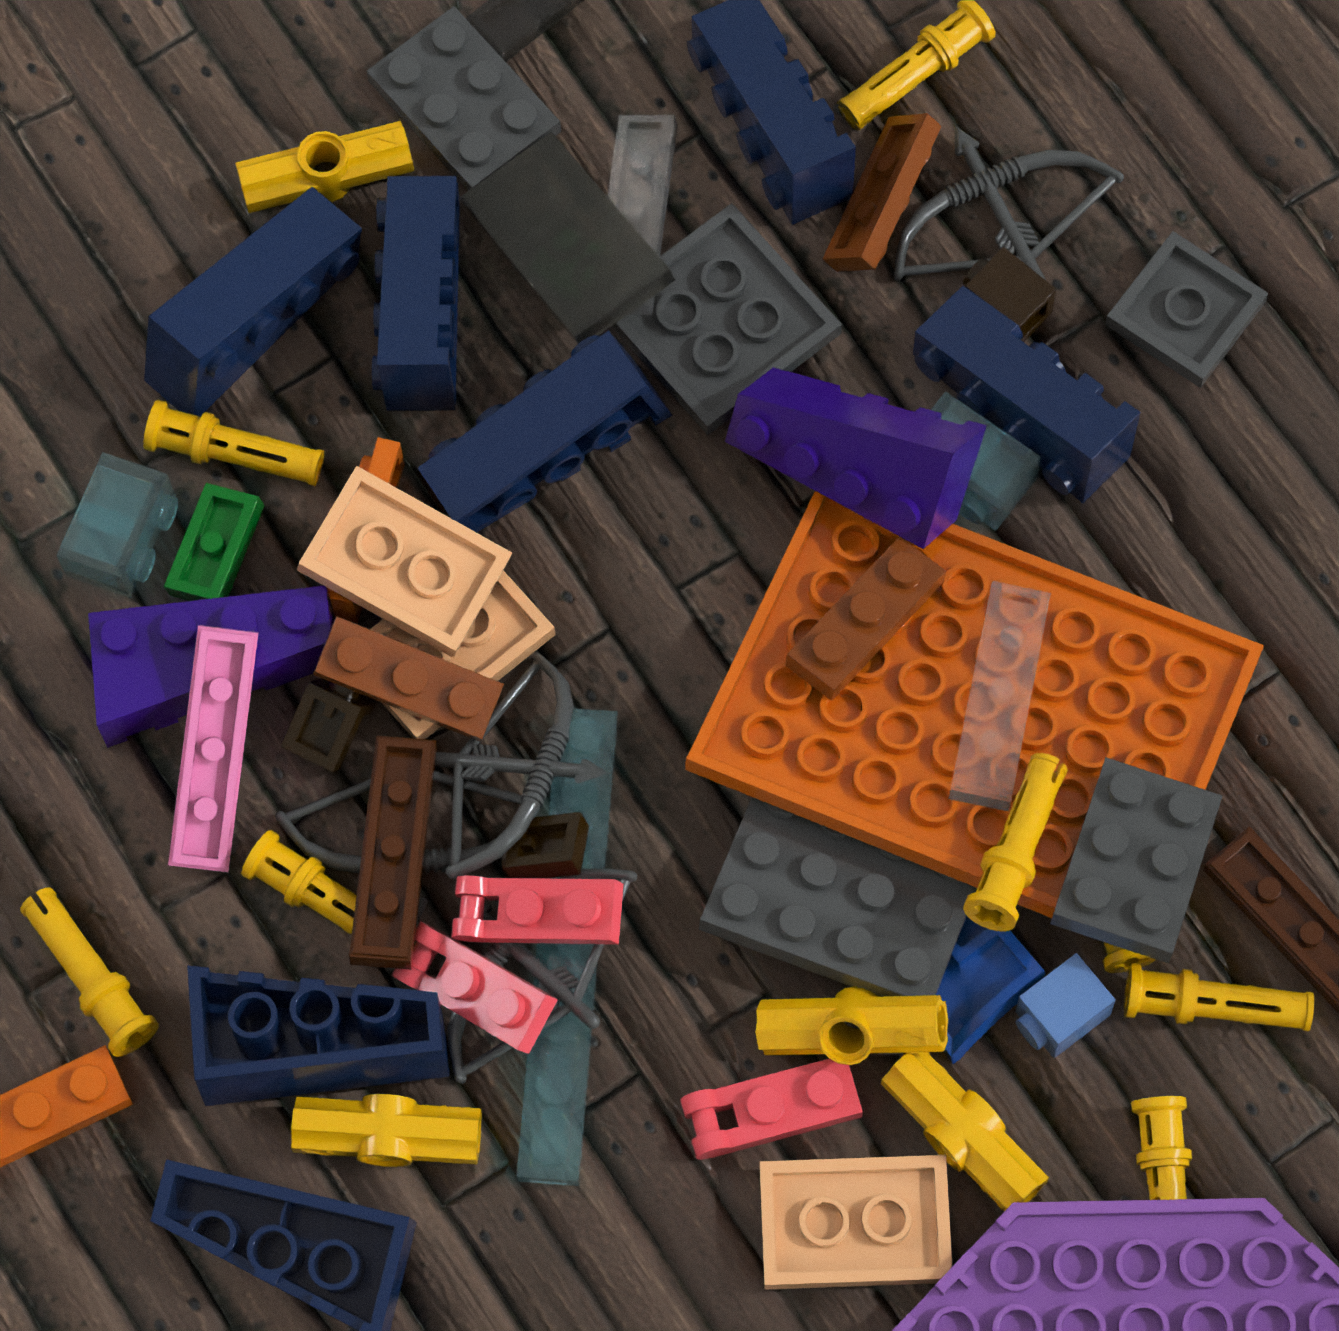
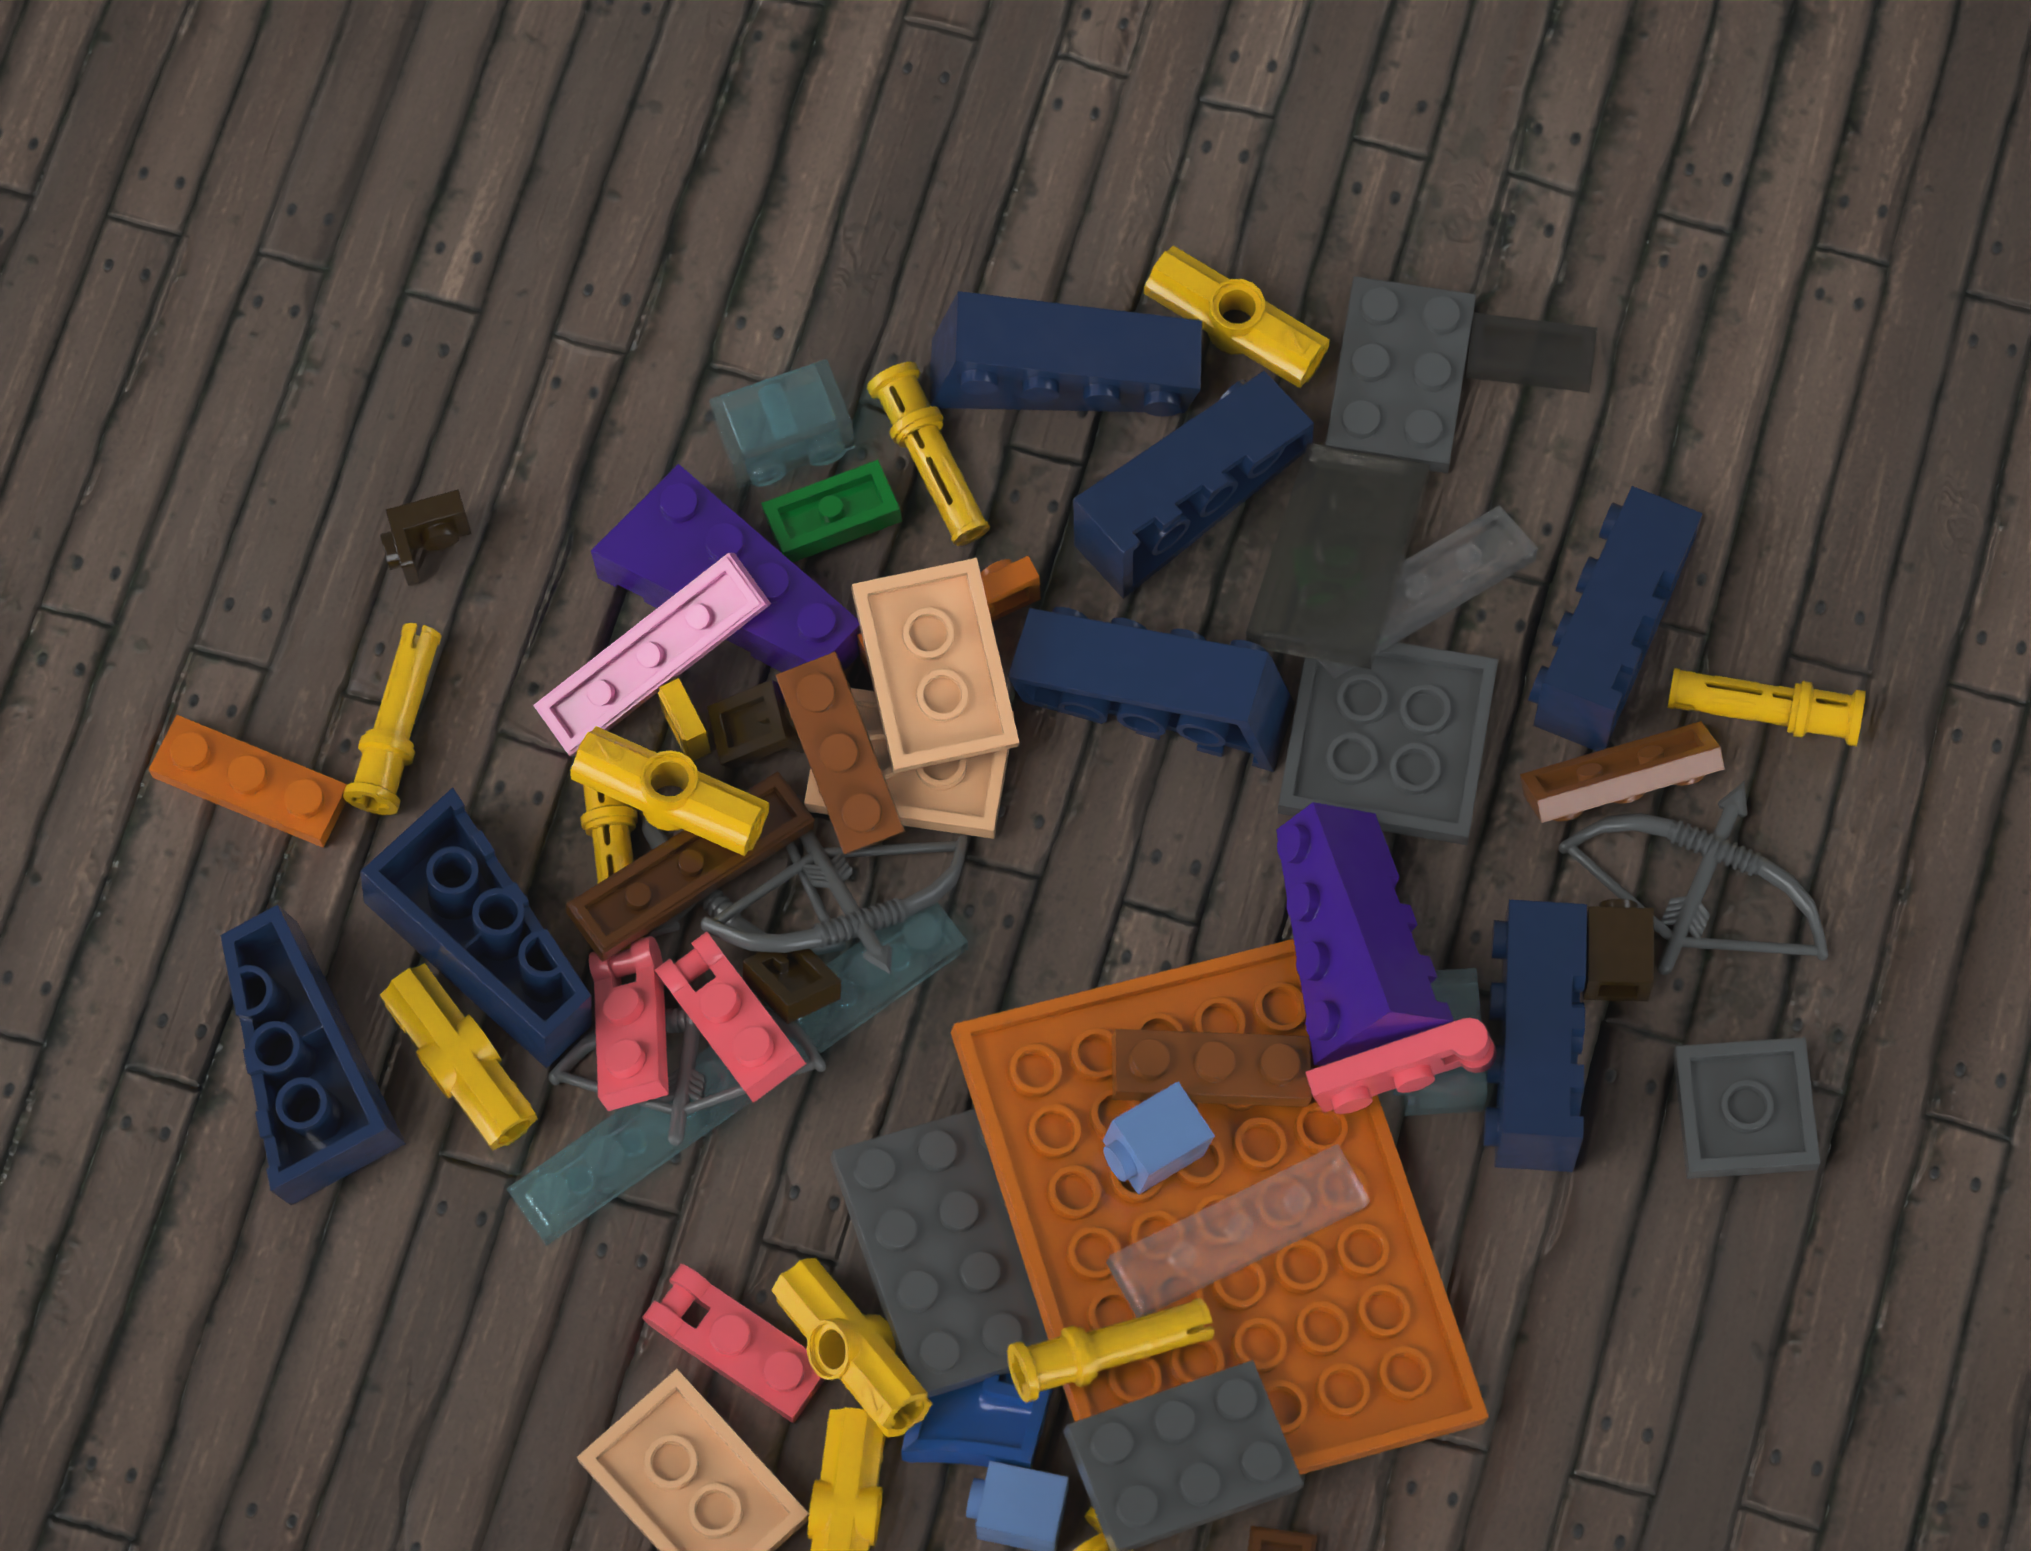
camera: 50 degrees right, 0 degrees up
(277, 770) = (683, 720): none -> yellow tile
(366, 797) = (636, 773): none -> yellow piece
(893, 690) = (1156, 1139): none -> medium blue brick
(980, 488) = (1402, 1065): none -> coral plate

